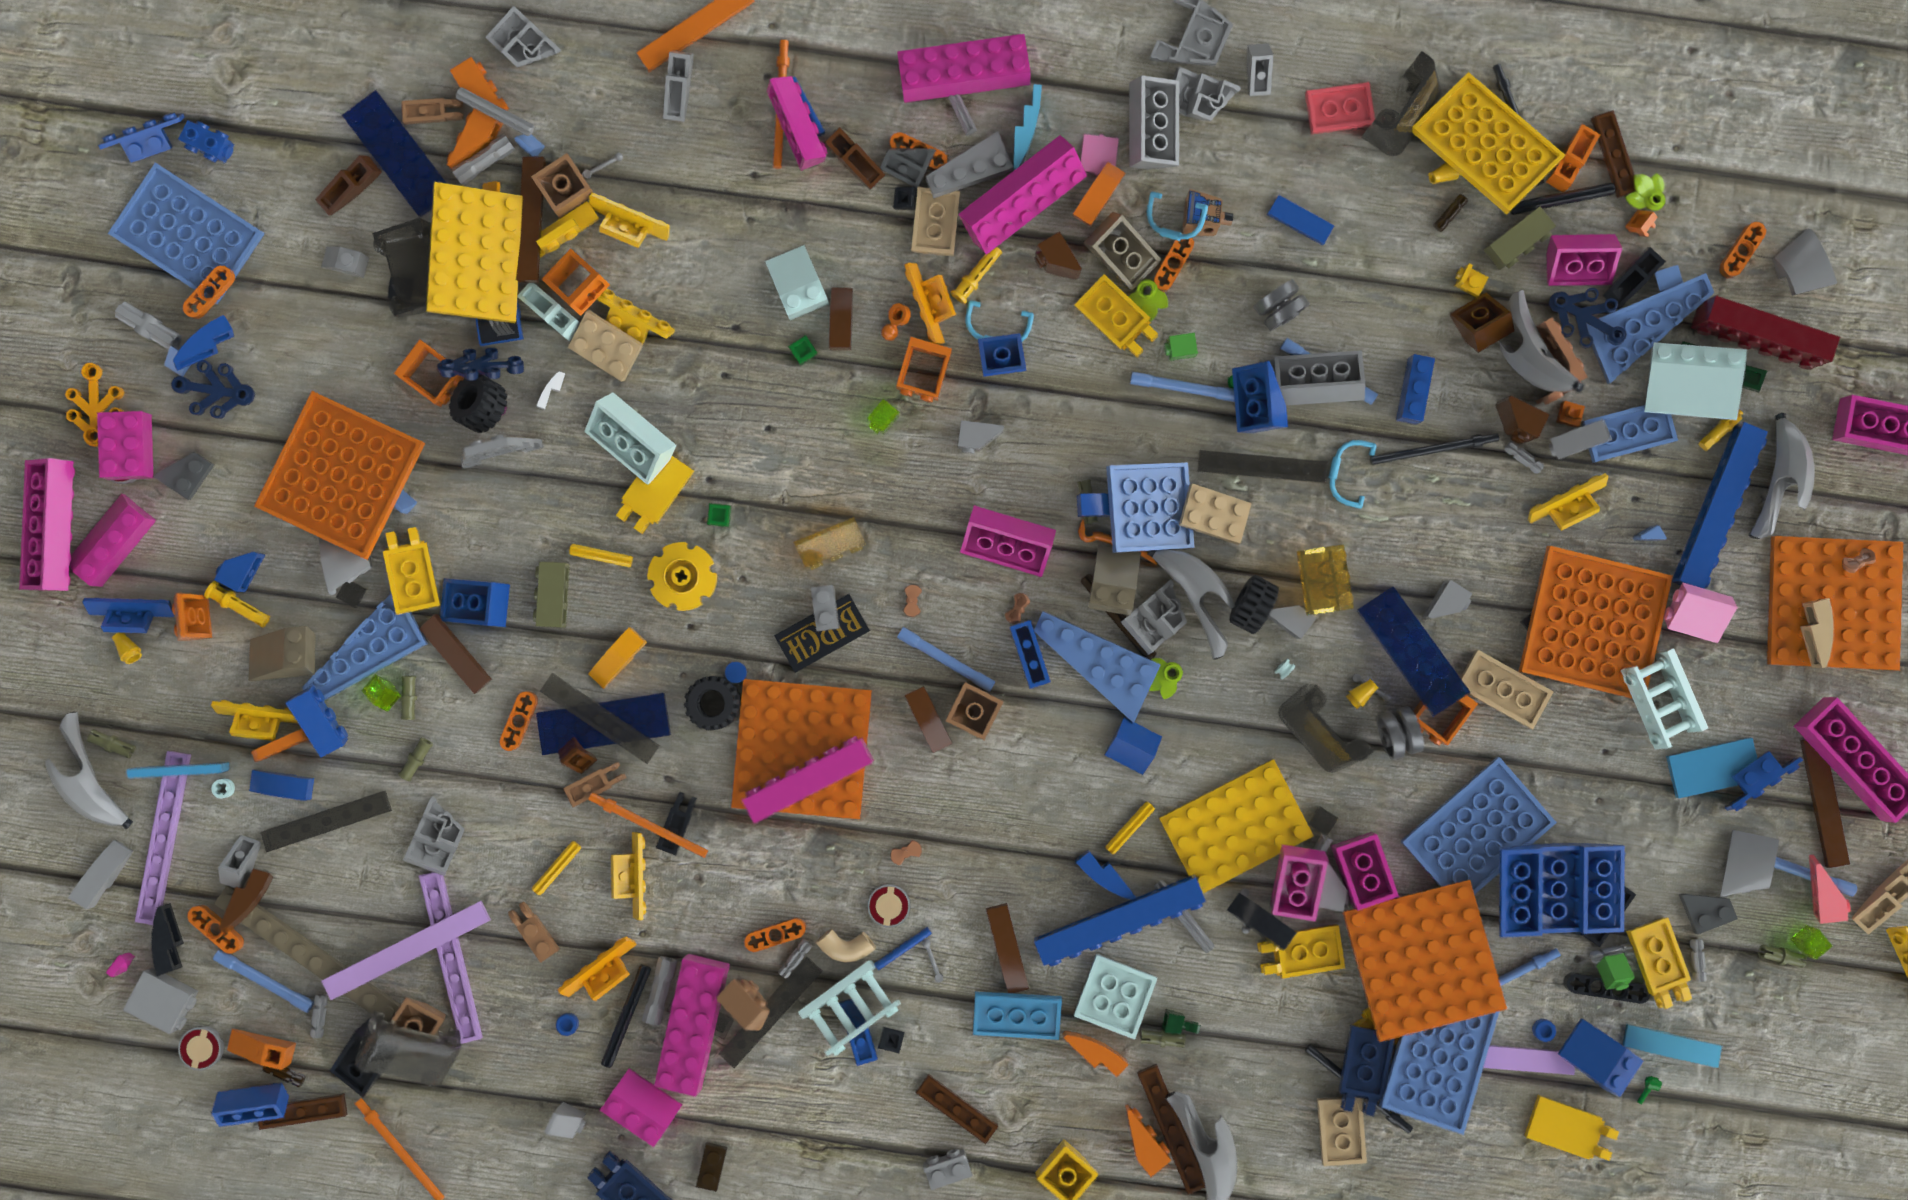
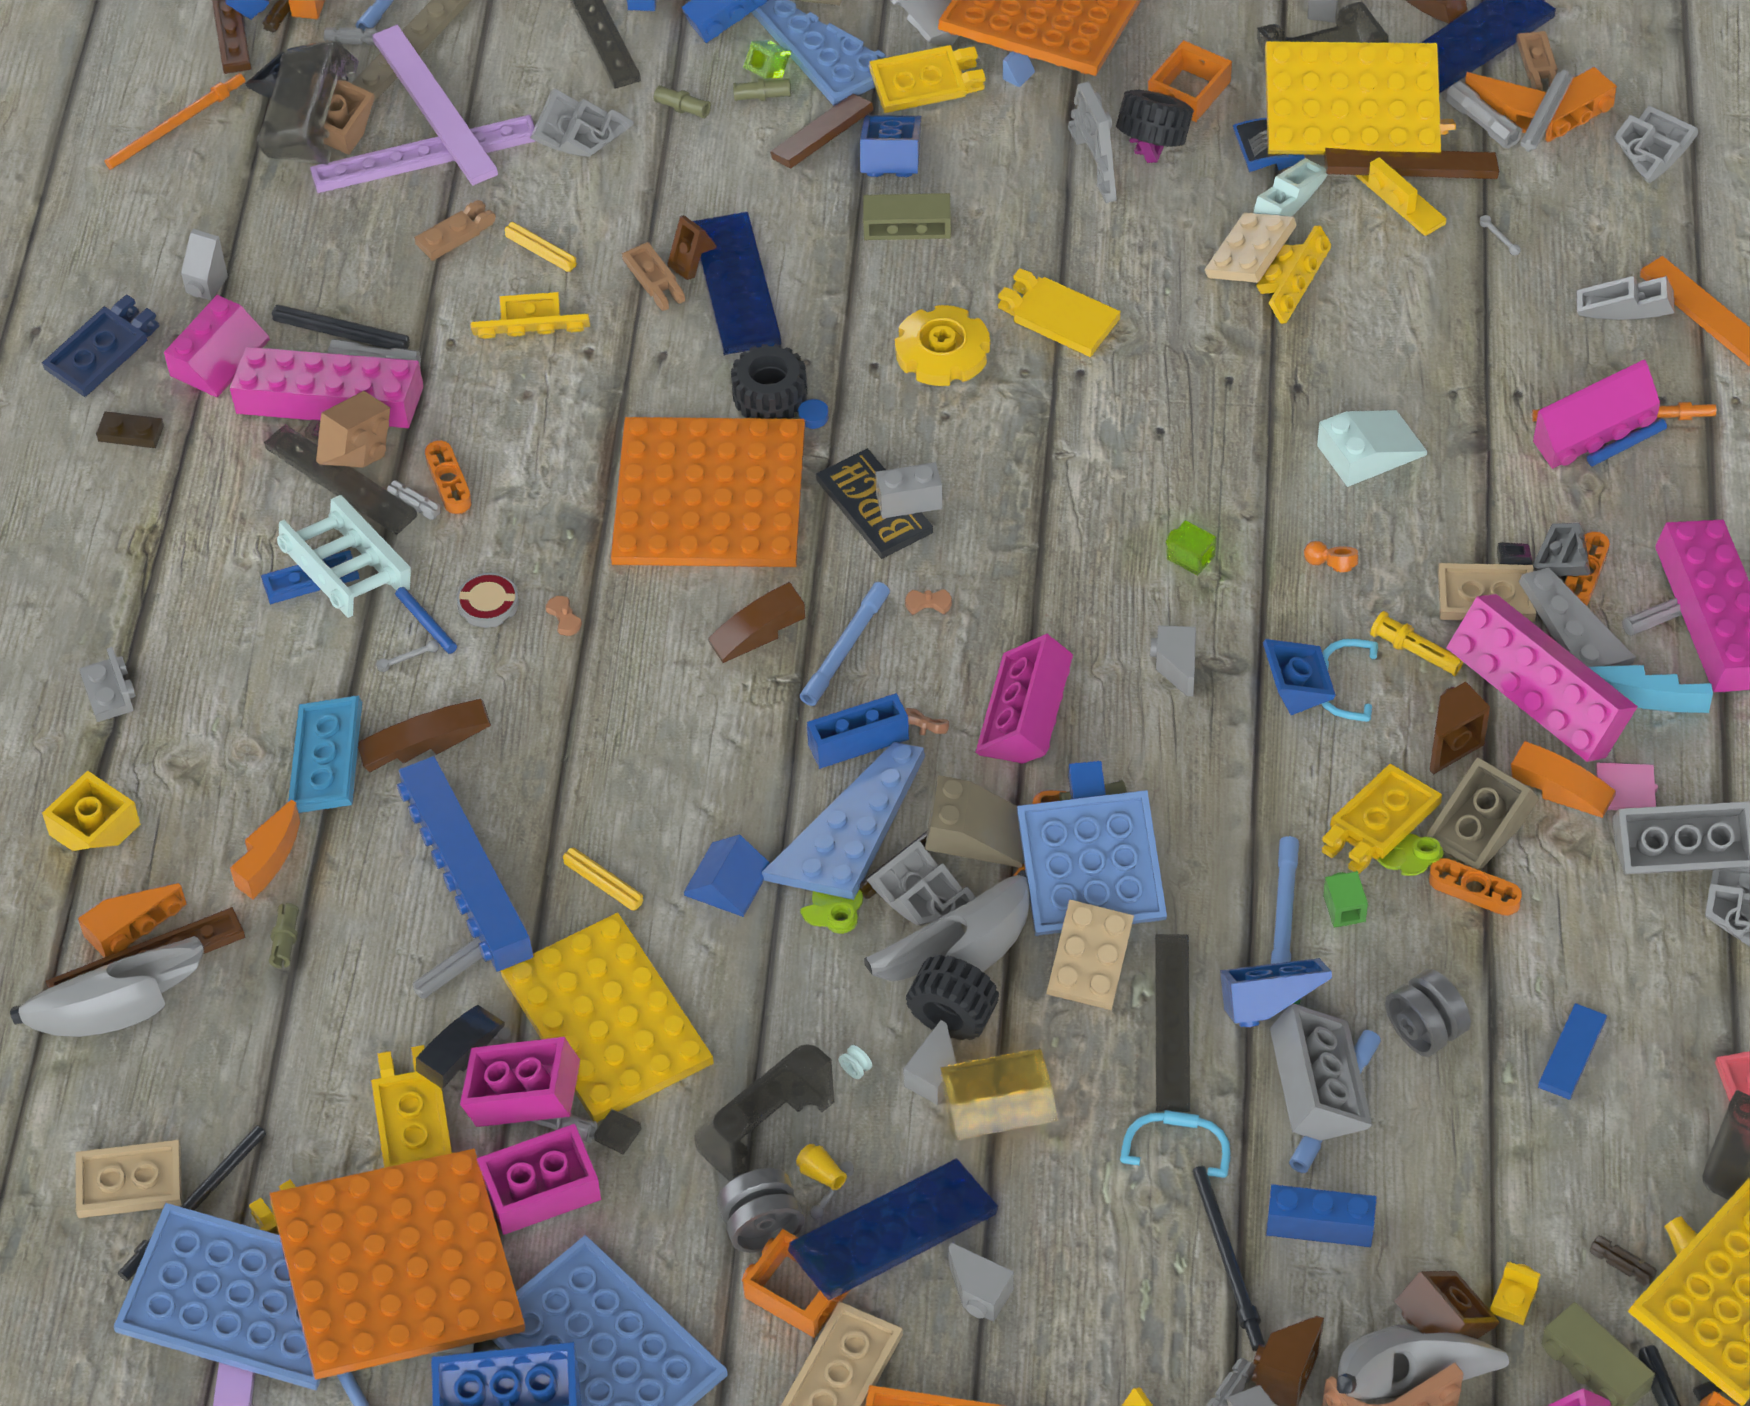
camera: 90 degrees right, 35 degrees down
(351, 593) = (894, 32): clear smoke tile -> none
(481, 365) = (1206, 116): dark blue plant -> none
(527, 718) = (722, 190): orange beam -> none
(529, 144) = (1512, 157): medium blue slope -> none
(554, 384) = (1179, 193): white slope -> none
(563, 185) = (1461, 188): medium nougat slope -> none
(567, 1024) = (331, 271): blue tile -> none
(593, 284) = (1327, 198): orange window -> none
(600, 718) = (742, 269): clear smoke tile -> none
(601, 555) = (964, 265): yellow axle -> none
(602, 973) = (401, 295): light orange bracket -> none
(611, 806) = (622, 289): orange bar -> none
(617, 657) = (829, 287): light orange slope -> none
(626, 223) = (1420, 259): yellow bracket -> none
(629, 437) = (1129, 276): light aqua slope -> none
(677, 823) = (601, 362): black hinge -> none
(719, 515) = (1031, 383): green tile -> none
(803, 350) = (1276, 459): green tile -> none
(808, 780) = (667, 476): dark pink brick -> none
(830, 543) = (1003, 493): clear yellow slope -> none
(841, 319) = (1324, 492): reddish brown slope -> none
(845, 950) = (425, 548): tan cylinder -> none
(854, 158) = (1562, 492): reddish brown slope -> none
(891, 1040) = (295, 611): black tile -> none
(931, 349) = (1270, 569): orange window -> none
(932, 300) = (1365, 590): light orange bracket -> none
(957, 1109) = (192, 696): reddish brown tile -> none
(974, 711) = (771, 670): medium nougat slope -> none
(1104, 875) = (532, 845): blue slope -> none
(1115, 996) = (349, 872): light aqua plate -> none
(1171, 233) = (1521, 866): medium azure piece -> none
(1174, 1023) = (307, 949): dark green piece -> none
(1214, 216) = (1553, 910): torso -> none
(1334, 893) = (505, 1131): light grey slope -> none
(1364, 1069) = (225, 1187): dark blue tile -> none

